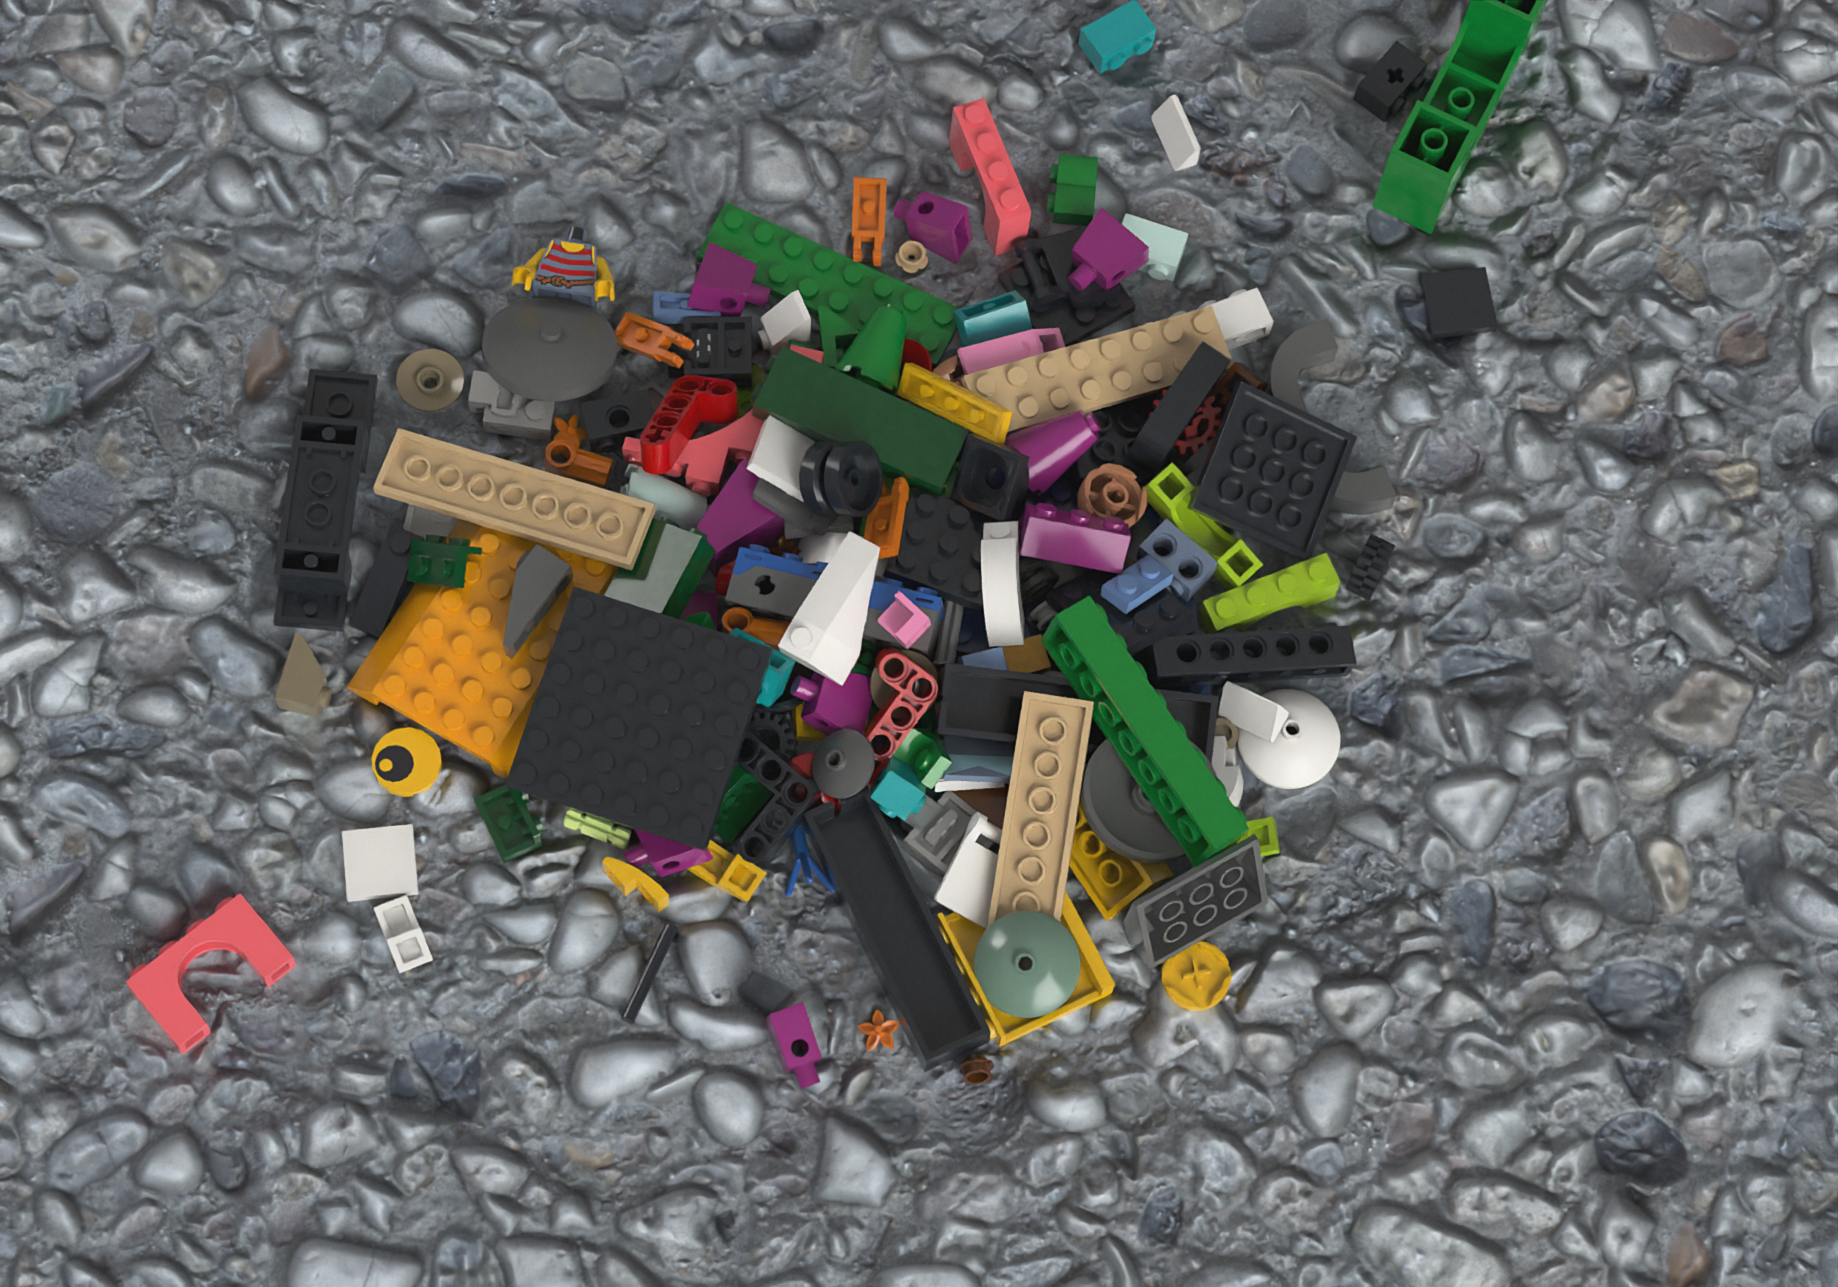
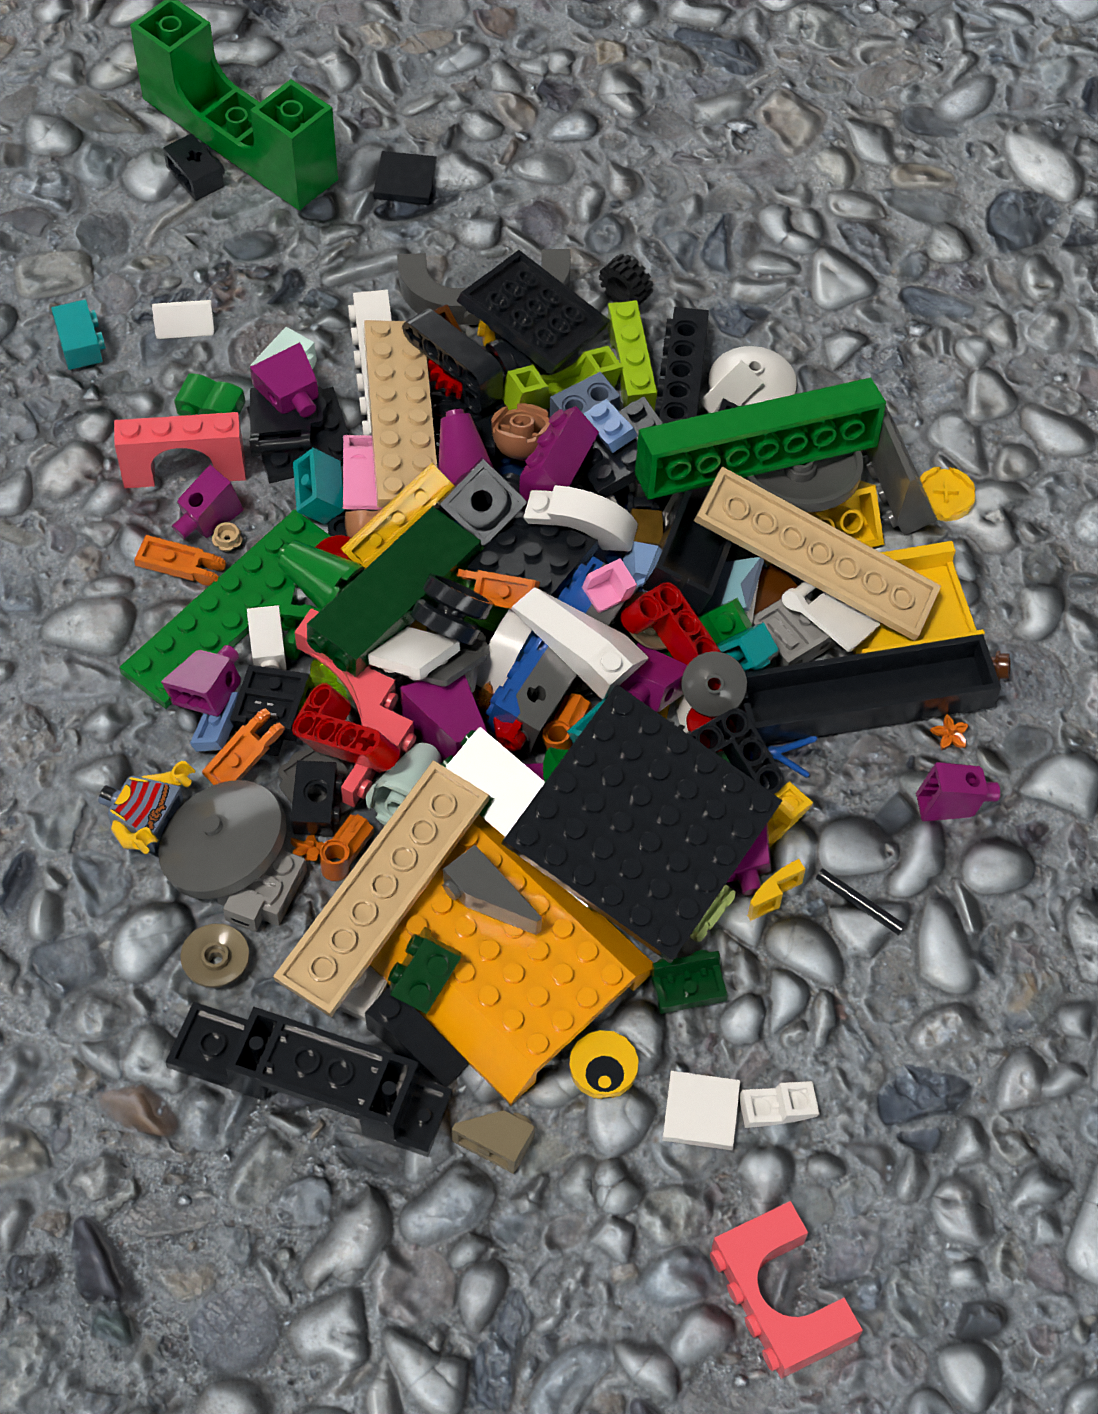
camera: 70 degrees left, 10 degrees down
(1053, 968) = (913, 606): sand green dish -> none

